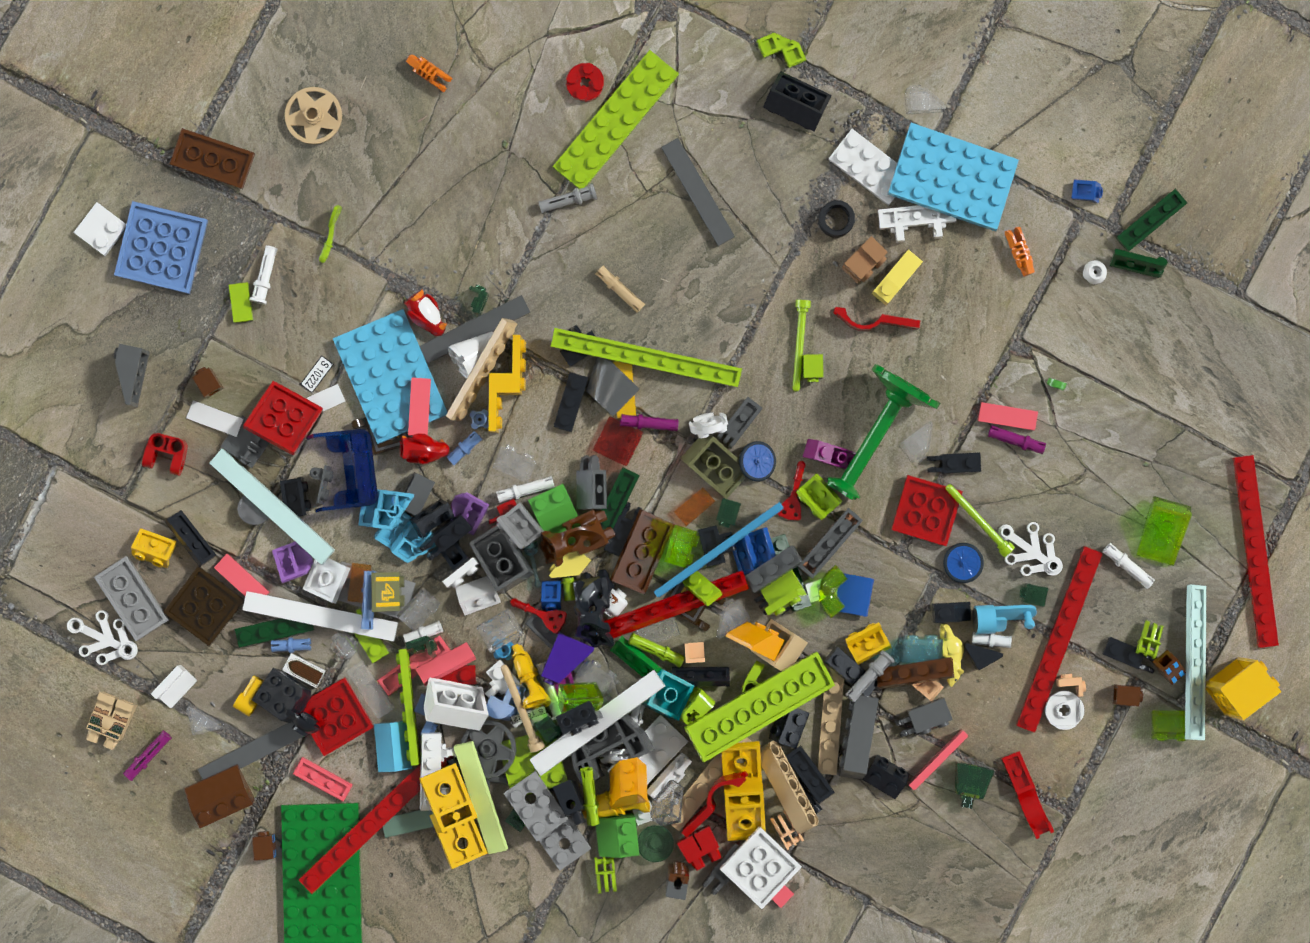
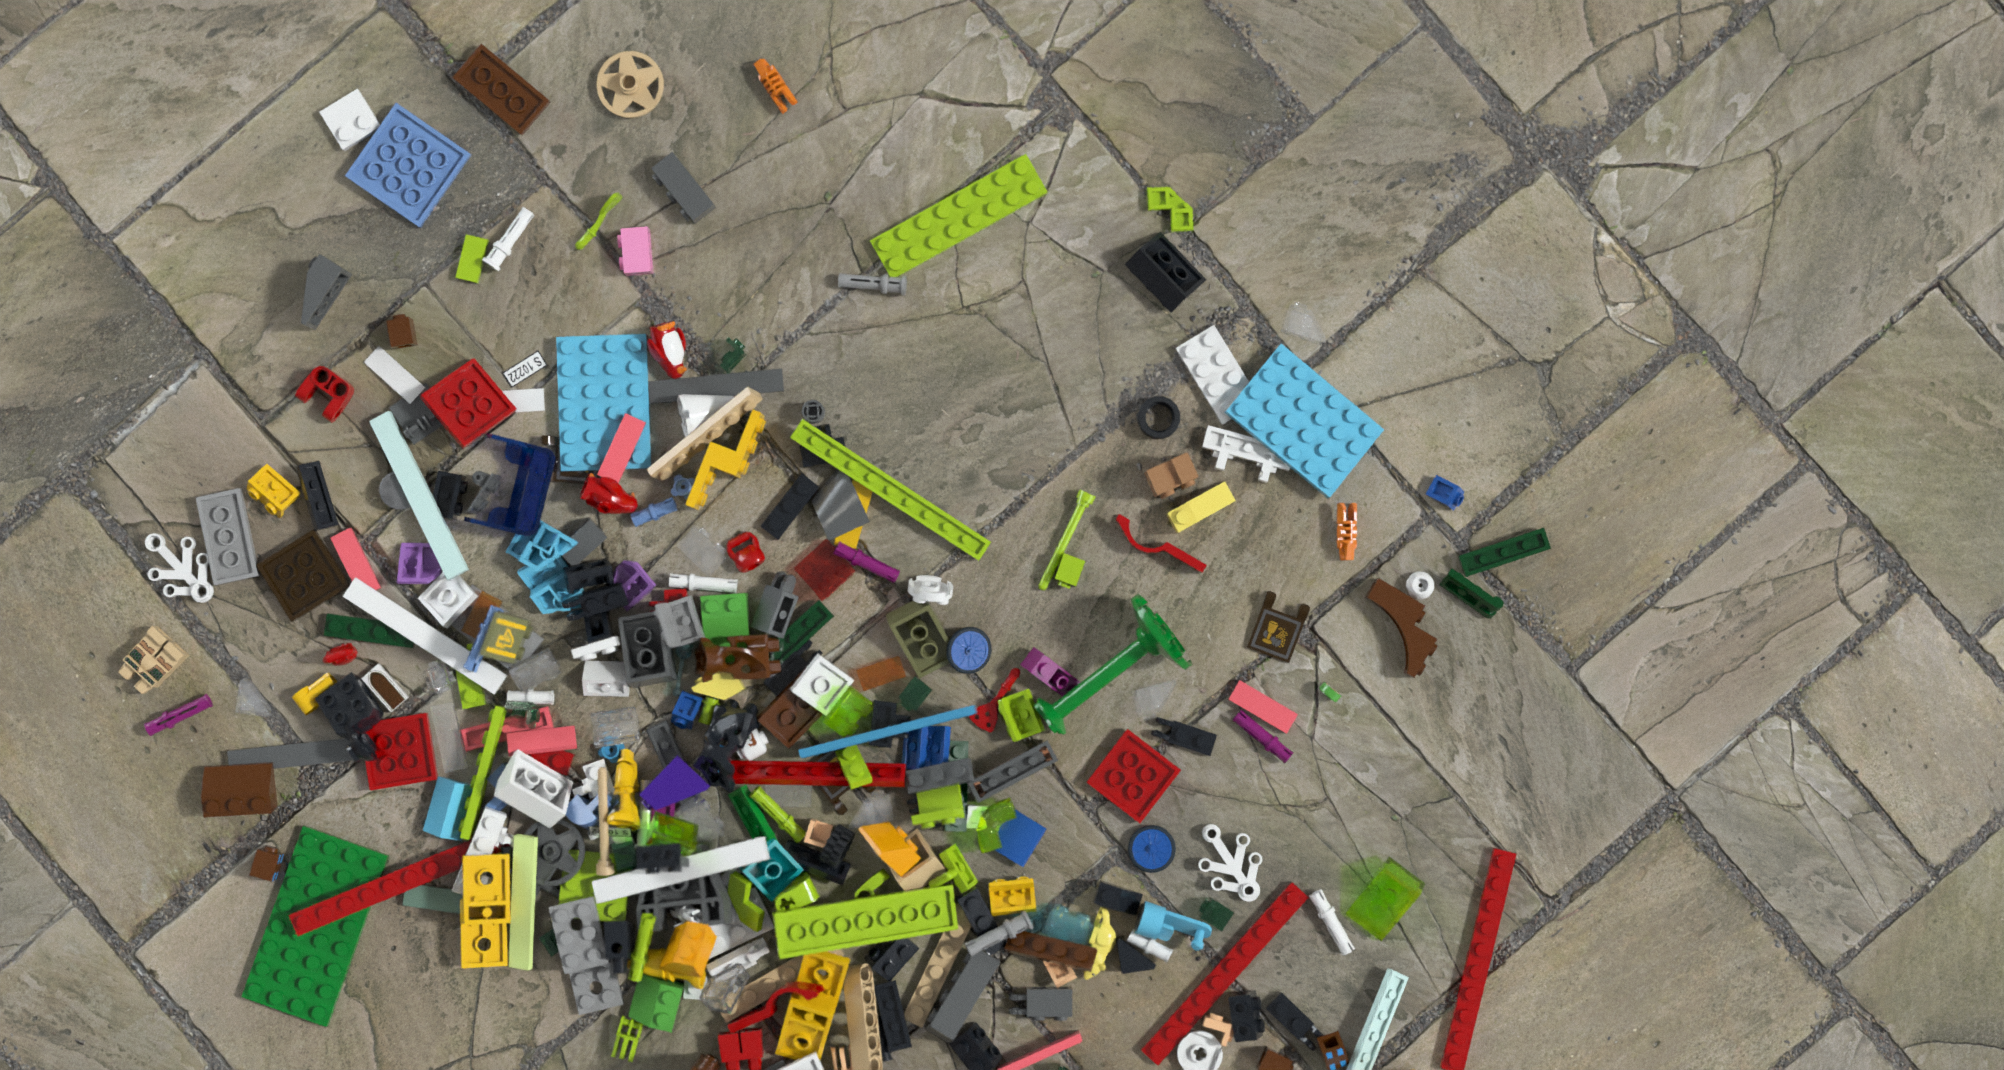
camera: 20 degrees right, 0 degrees up
(174, 686) = (237, 650): white panel -> none
(259, 657) = (341, 655): none -> red piece
(290, 645) = (381, 655): medium blue pin -> none
(323, 779) = (359, 814): coral tile -> none
(369, 245) = (635, 251): none -> bright pink brick
(387, 182) = (682, 188): none -> dark grey brick
(545, 616) = (671, 731): red piece -> none
(553, 455) = (748, 557): none -> red piece
(562, 321) = (813, 415): none -> dark grey wheel
(586, 71) = (933, 172): red plate -> none
(620, 289) = (895, 411): tan pin -> none
(650, 724) = (739, 893): none -> lime tile
(652, 532) = (821, 684): none -> white plate
(655, 843) = (695, 1026): clear green piece -> none
(697, 192) = (1018, 329): dark grey tile -> none
(713, 656) = (837, 846): none -> black tyre
(740, 421) = (967, 599): dark grey hinge -> none
(816, 639) = (957, 870): none -> lime plate
(995, 353) = (1276, 631): none -> dark brown flag
(1004, 547) = (1203, 848): lime piece -> none
(1090, 667) = (1246, 1016): none -> black bracket
(1091, 299) = (1405, 613): none -> reddish brown arch
(1148, 639) = (1322, 1014): lime arm -> none

